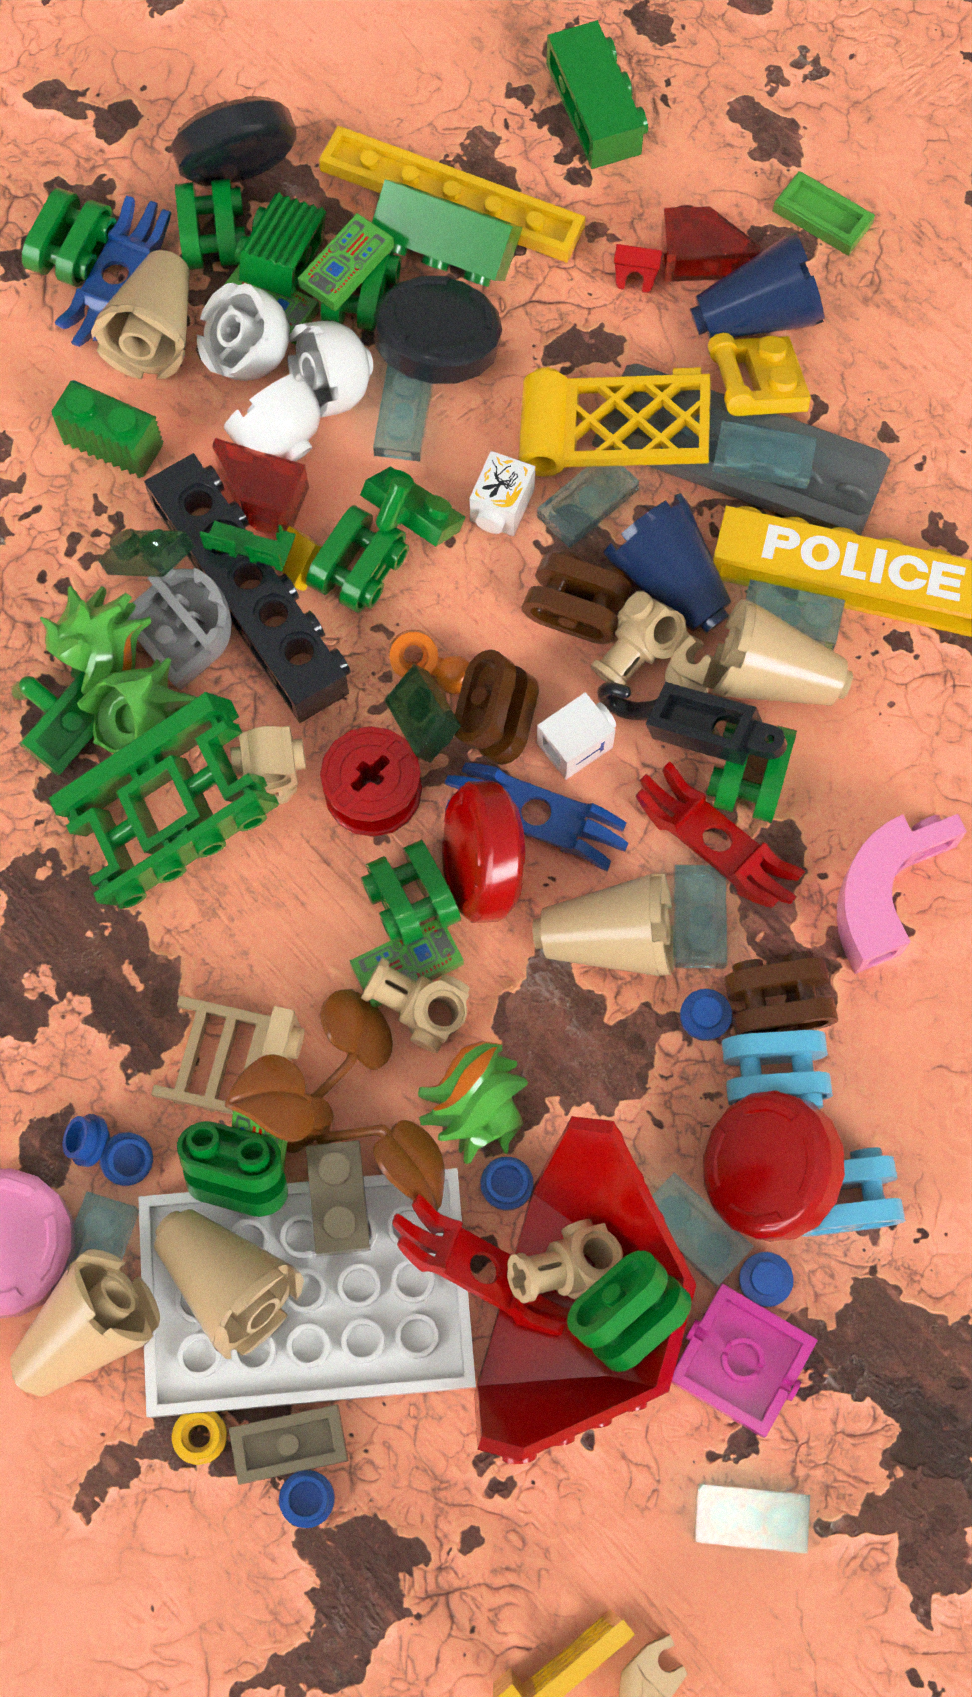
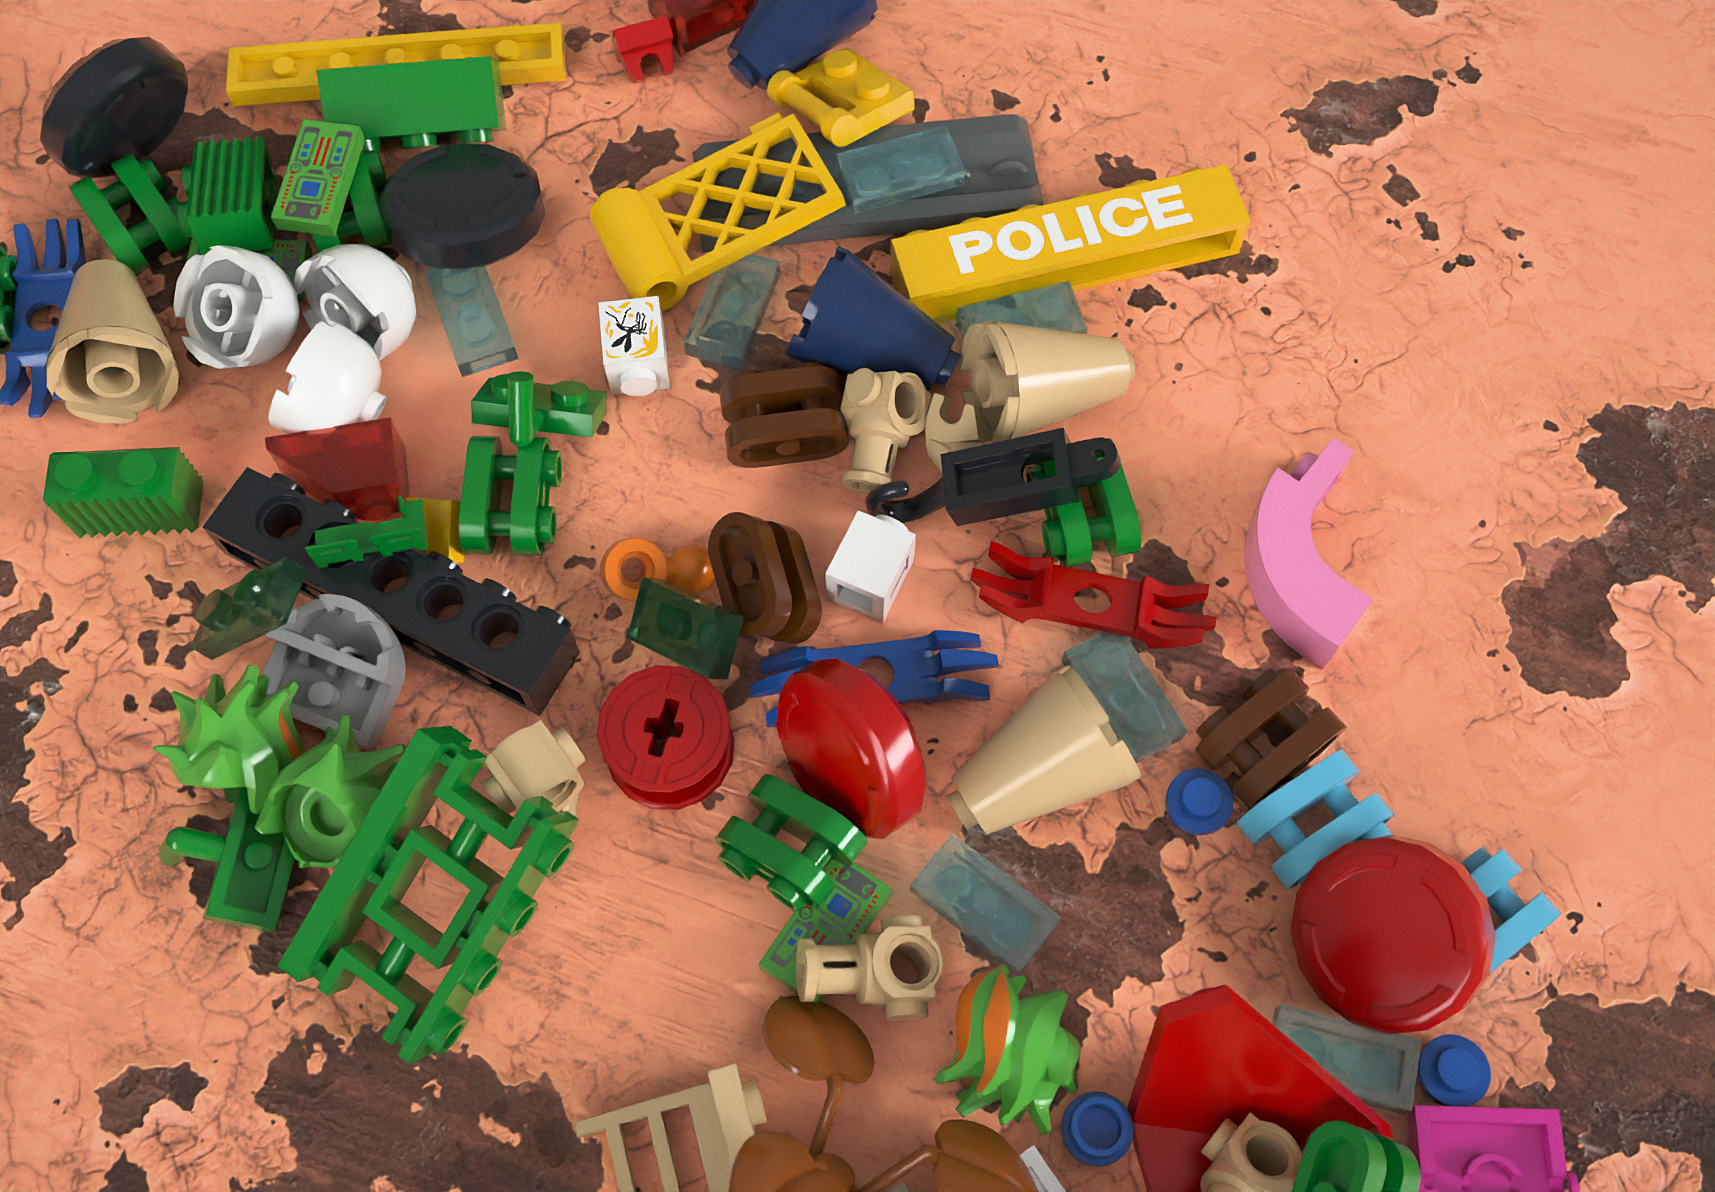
camera: 30 degrees left, 5 degrees down
(518, 1003) = (985, 904): none -> clear light blue plate

